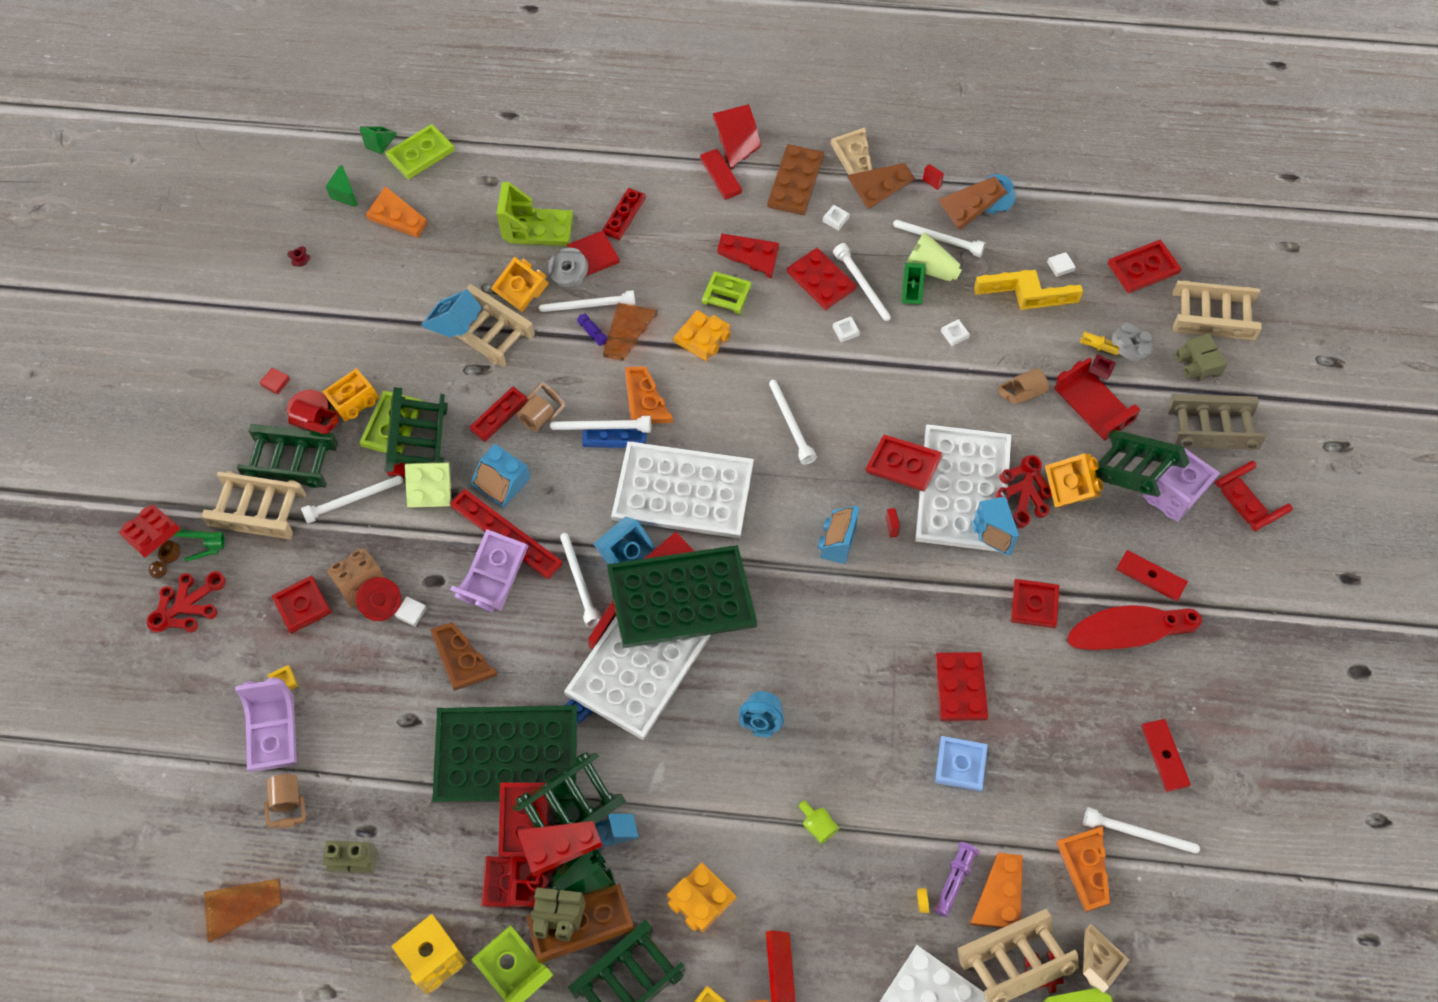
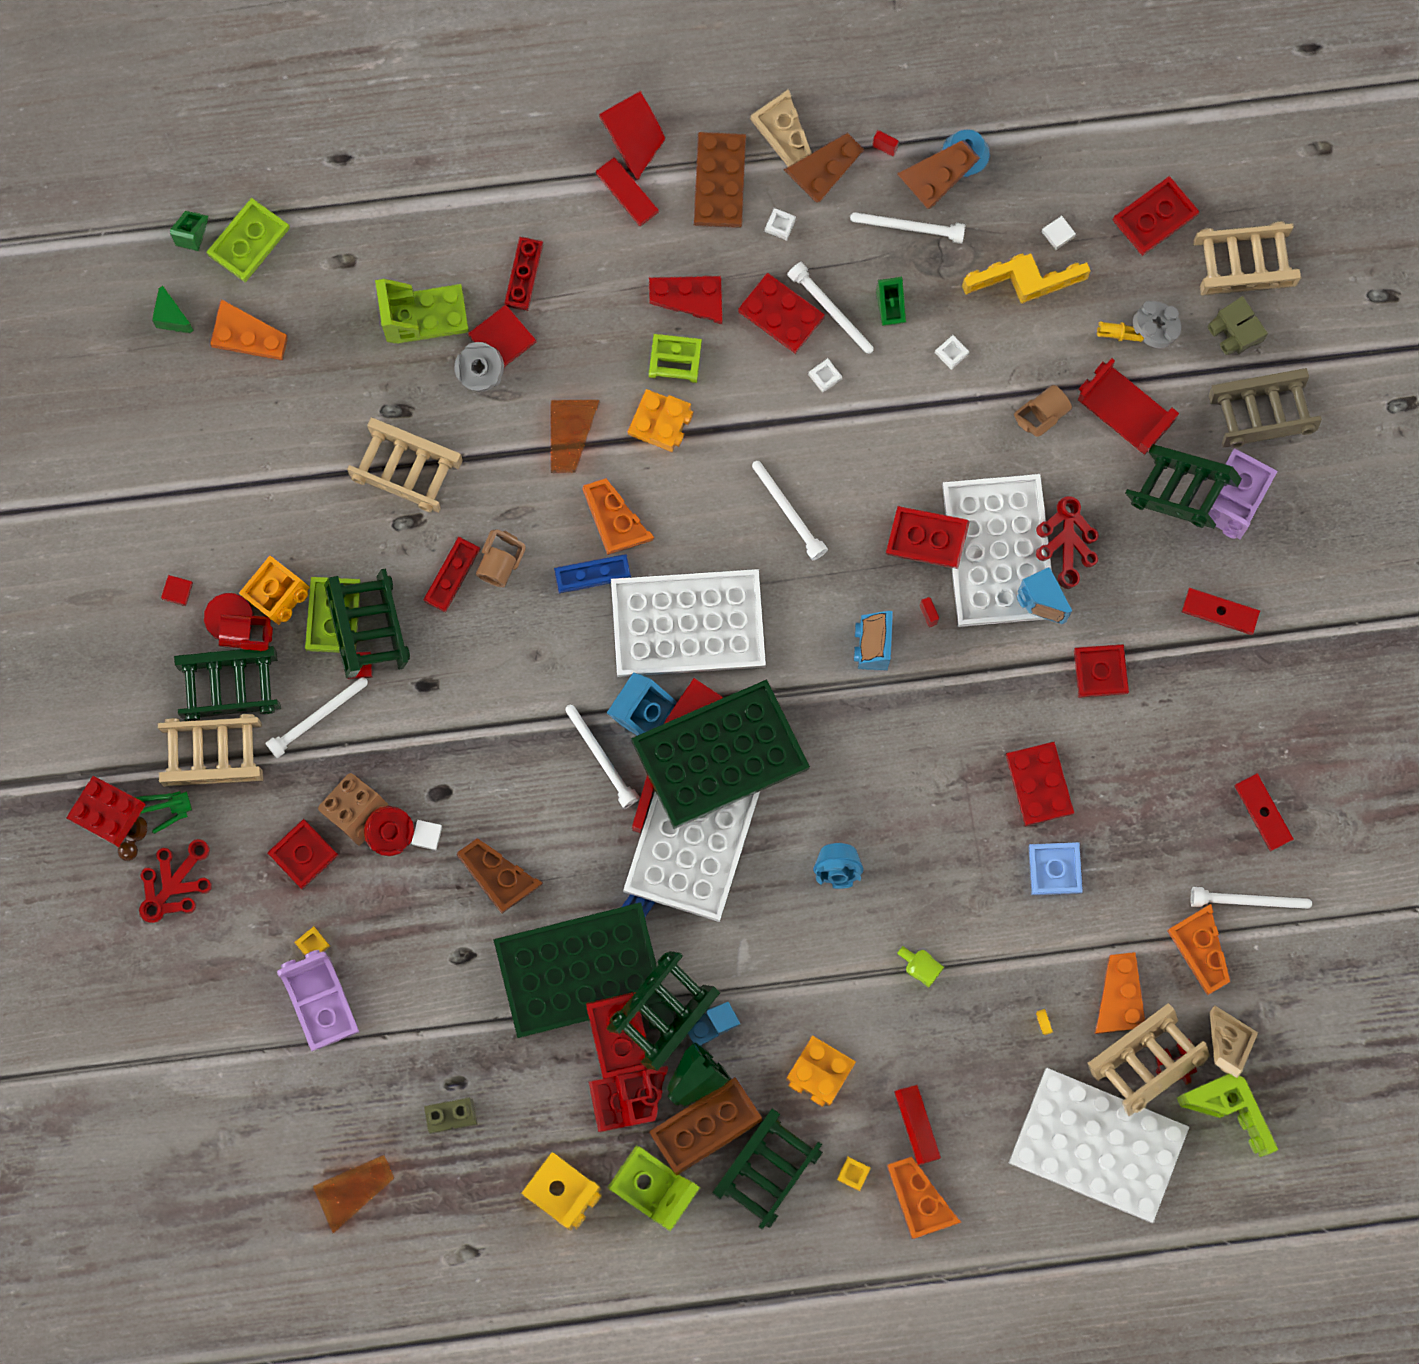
camera: 15 degrees left, 15 degrees up
(282, 797) = (359, 1068): medium nougat piece -> none
(299, 256) = (155, 420): dark red plate -> none
(428, 484) = (401, 683): yellowish green plate -> none
(453, 314) = (366, 467): dark azure slope -> none
(486, 518) = (504, 721): red plate -> none
(492, 572) = (504, 772): lavender bracket -> none
(500, 476) = (477, 654): dark azure slope -> none
(520, 283) = (428, 401): light orange plate -> none
(557, 911) = (670, 1125): olive hips -> none
(558, 844) = (666, 1057): red wing -> none
(592, 329) = (529, 441): dark purple axle -> none
(626, 298) = (559, 392): white piece -> none
(641, 424) = (622, 554): white piece -> none
(936, 259) = (908, 262): yellowish green cone -> none
(960, 869) = (1065, 1022): medium lavender pin -> none
(1074, 480) = (1119, 518): light orange plate -> none
(1102, 367) = (1127, 363): dark red plate -> none
(1131, 627) = (1207, 677): red plant -> none
(1245, 501) = (1309, 496): red plate -> none

